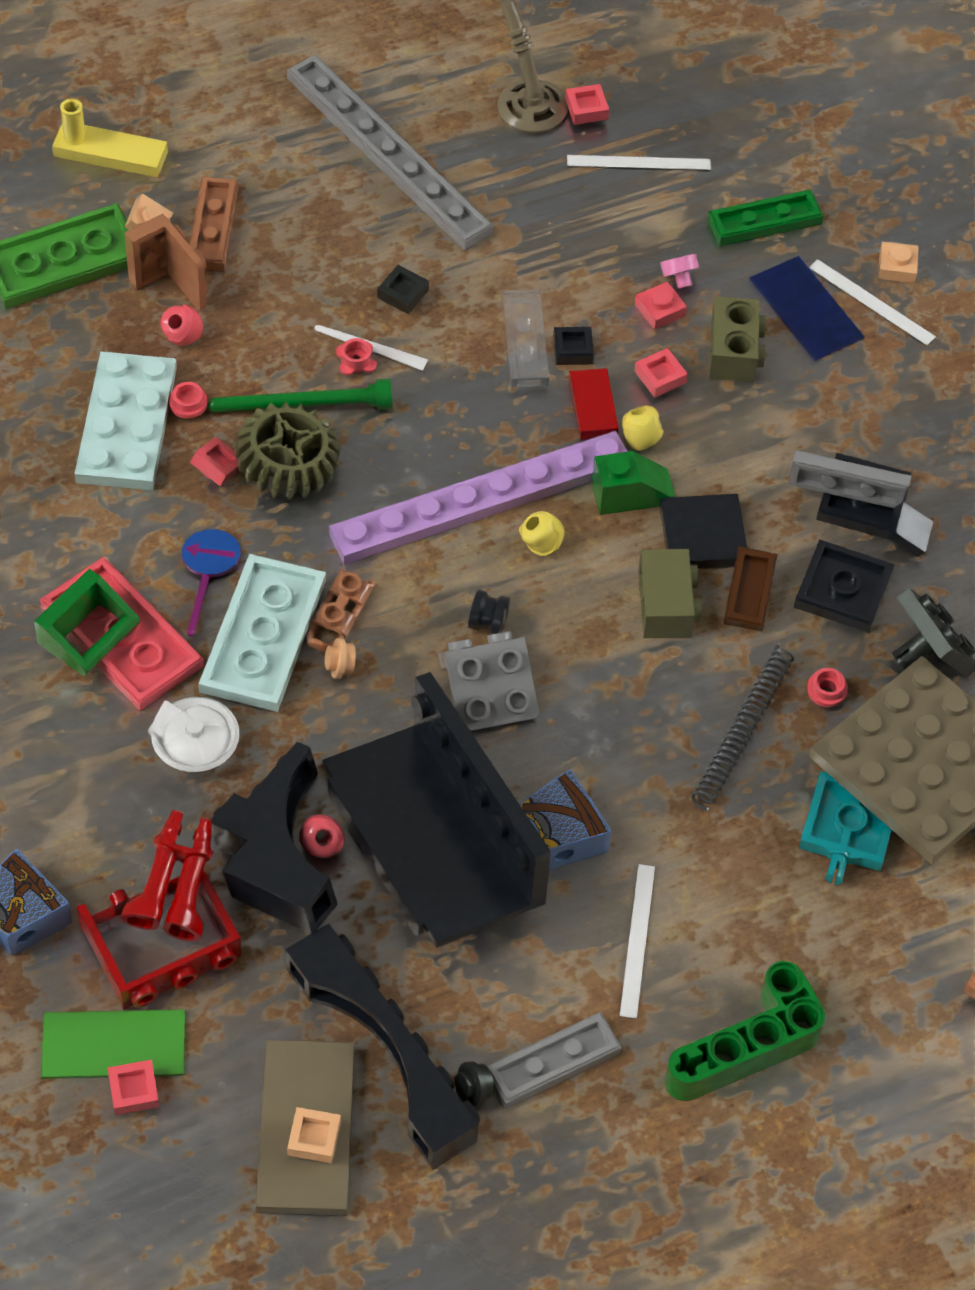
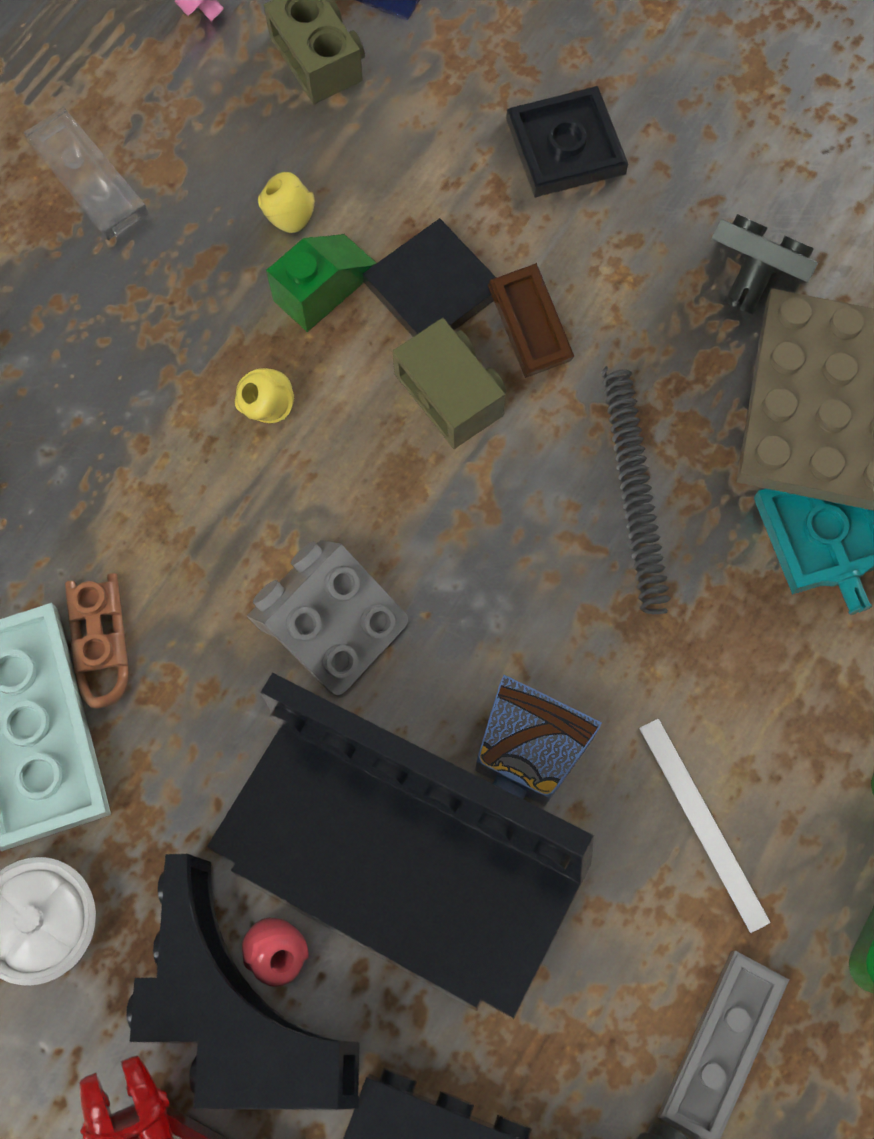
camera: 30 degrees left, 15 degrees up
(340, 658) = (141, 700): light nougat plate -> none
(470, 499) = (155, 404): lavender plate -> none
(488, 612) = (272, 532): black wheel -> none
(573, 345) = (144, 151): black tile -> none
(593, 402) = (213, 206): red tile -> none
(660, 305) = (206, 50): coral plate -> none
(661, 372) = (261, 126): coral plate -> none
(830, 679) = (693, 373): coral plate -> none
(844, 586) = (619, 255): black tile -> none
(849, 479) = (551, 131): light grey tile -> none
(910, 529) = (643, 150): tile -> none

